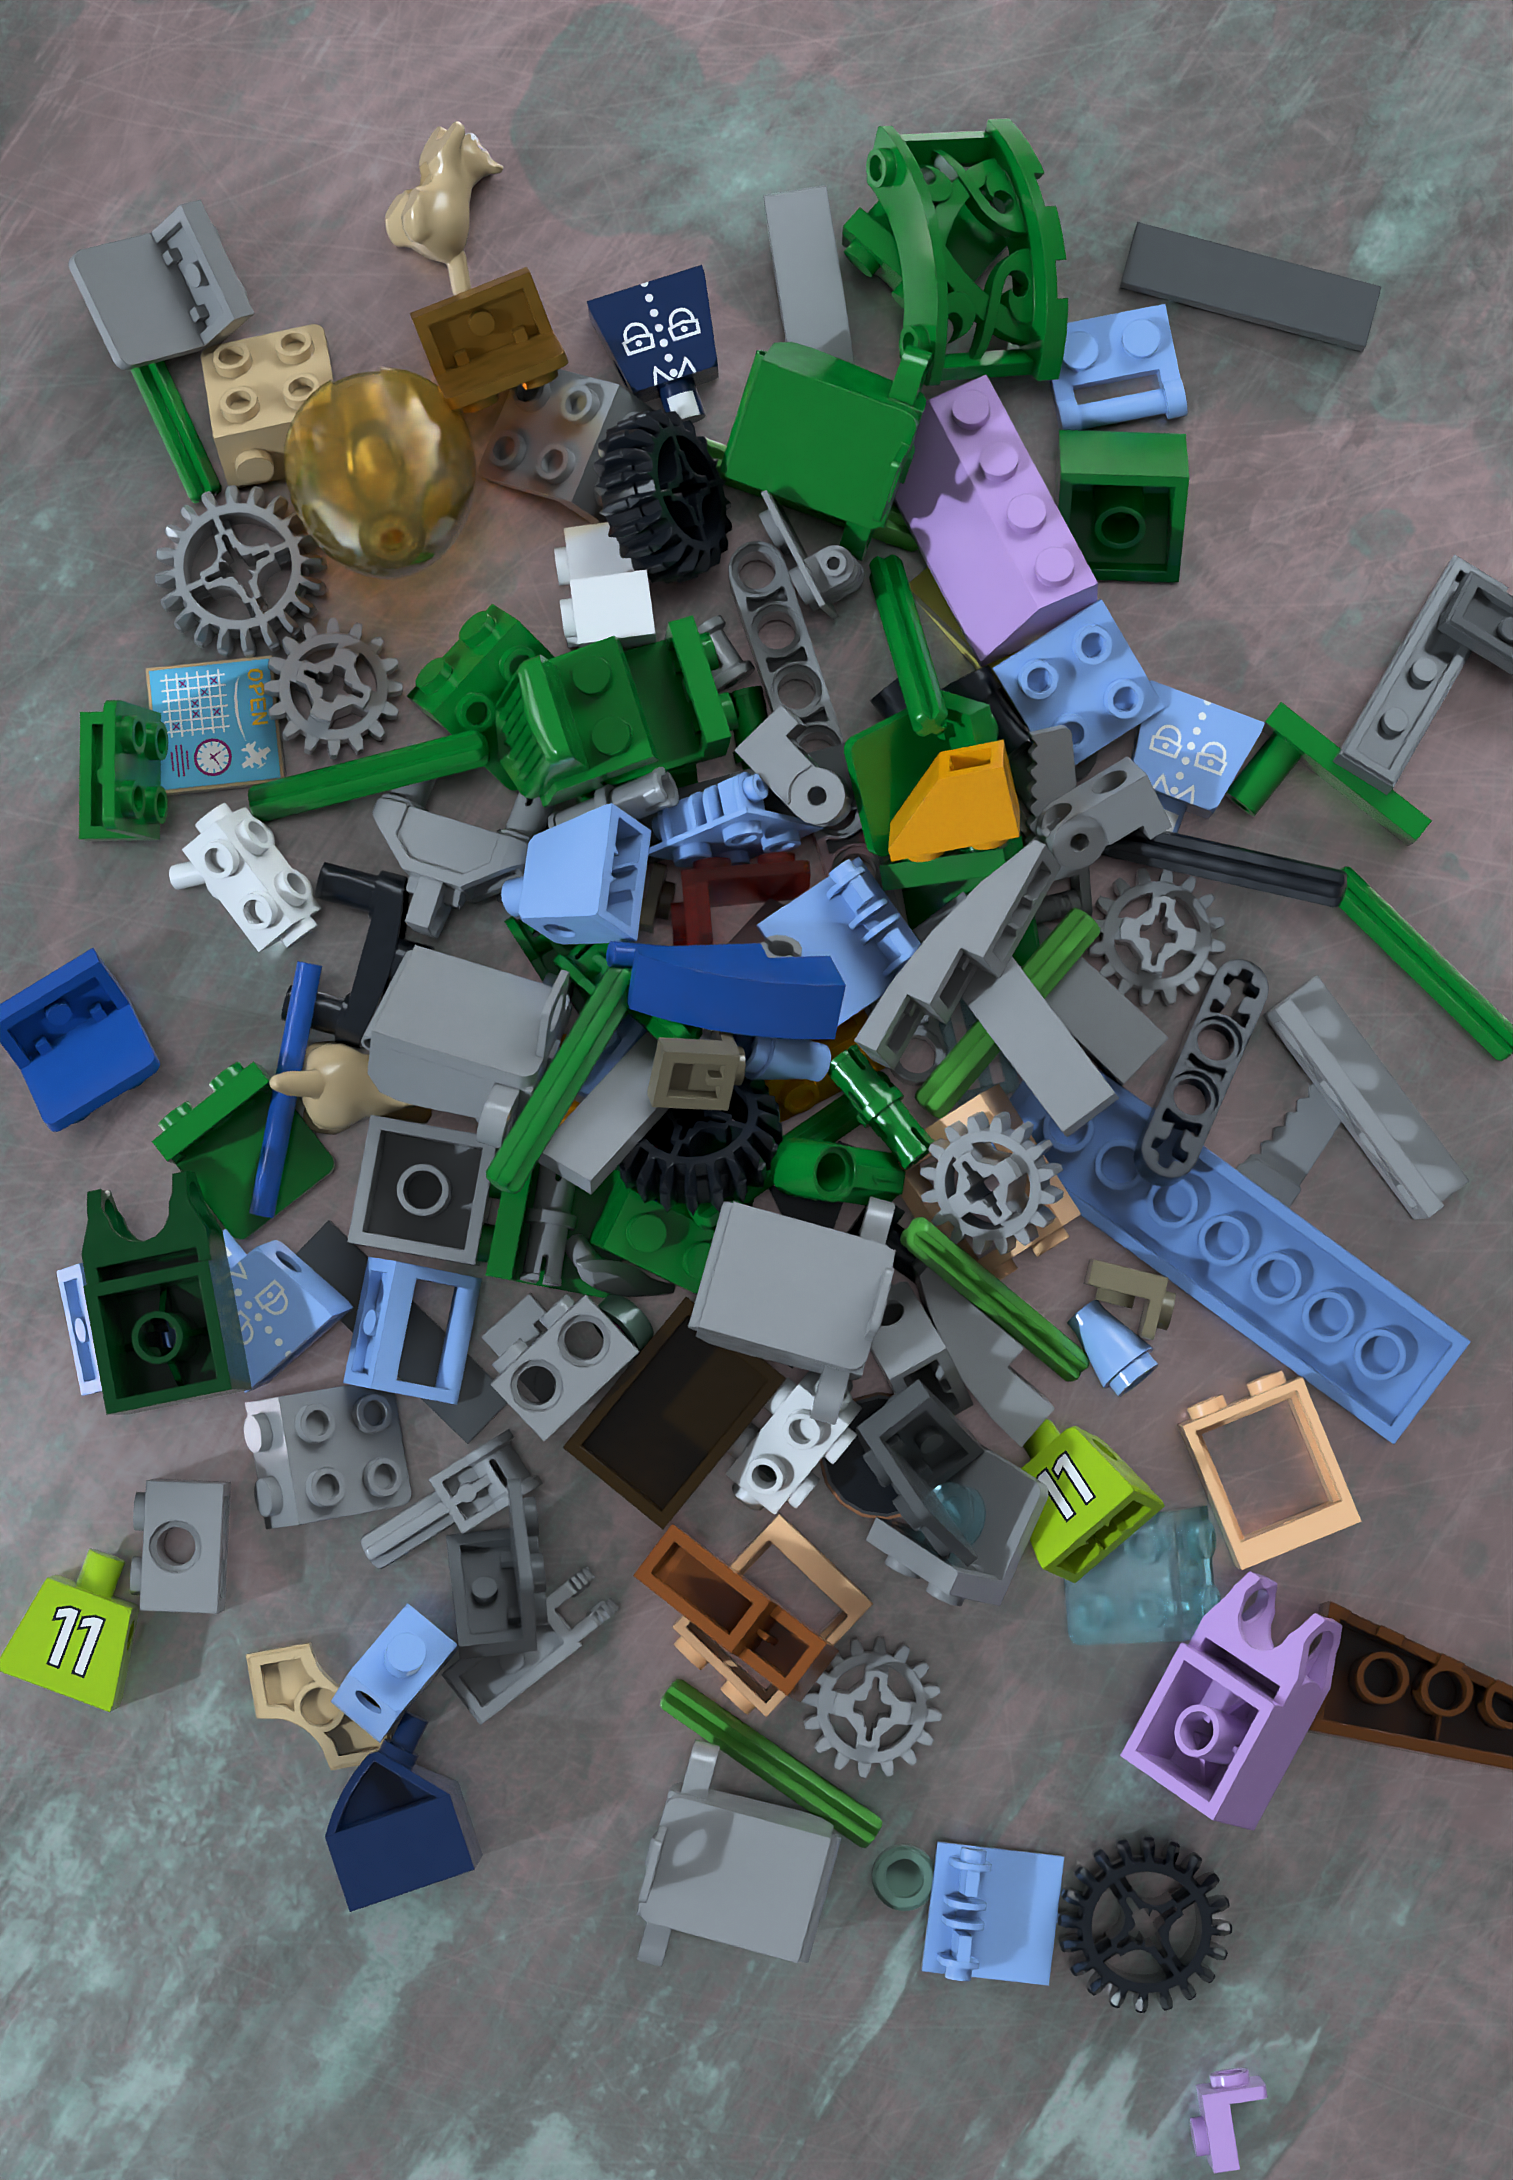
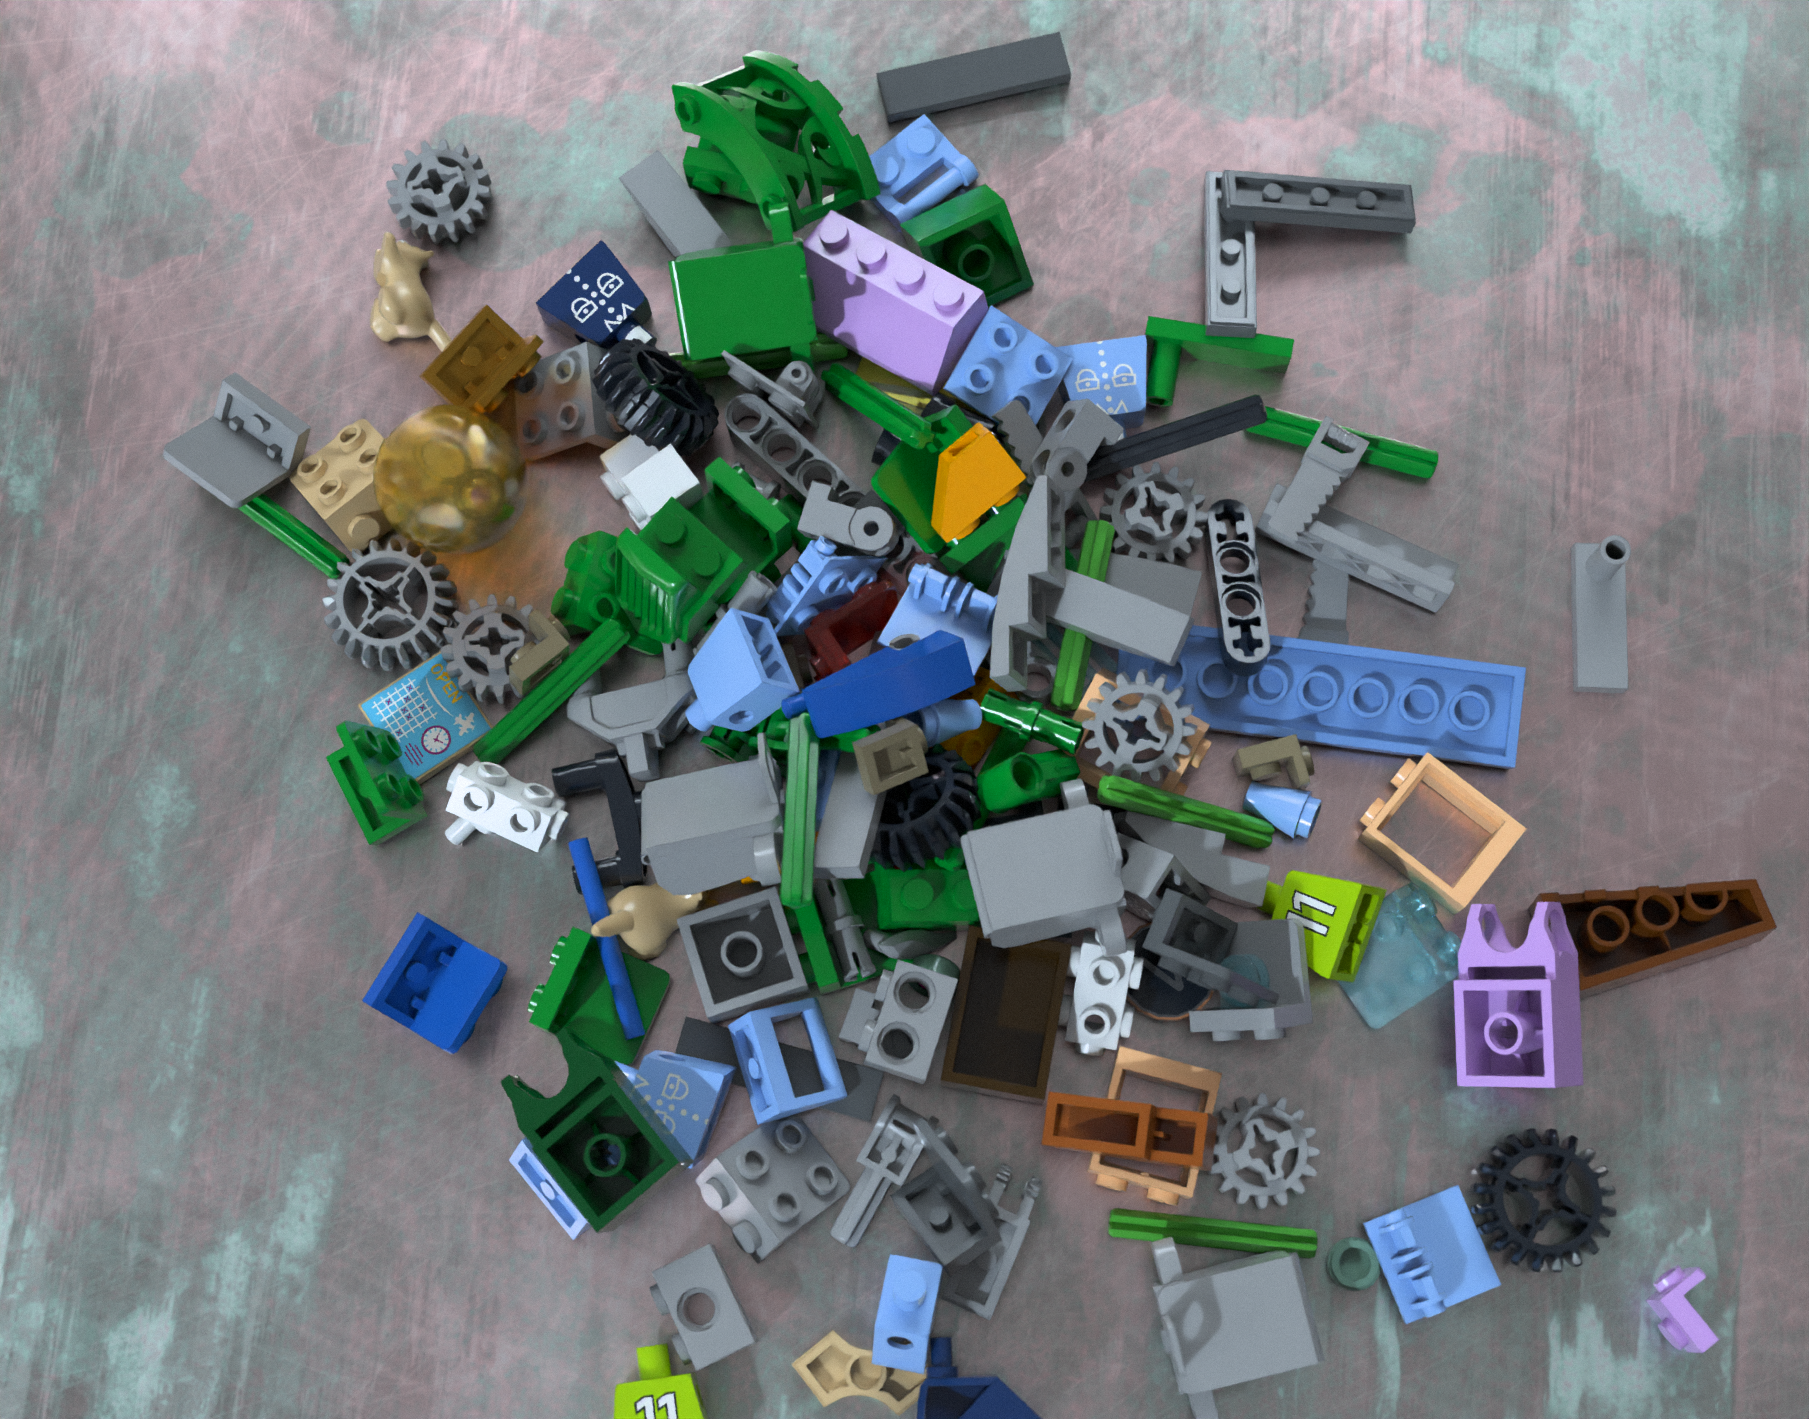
camera: 25 degrees left, 10 degrees down
(366, 735) = (537, 661): none -> dark tan bracket
(573, 101) = (454, 208): none -> light grey gear
(1358, 1001) = (1316, 479): none -> light grey piece

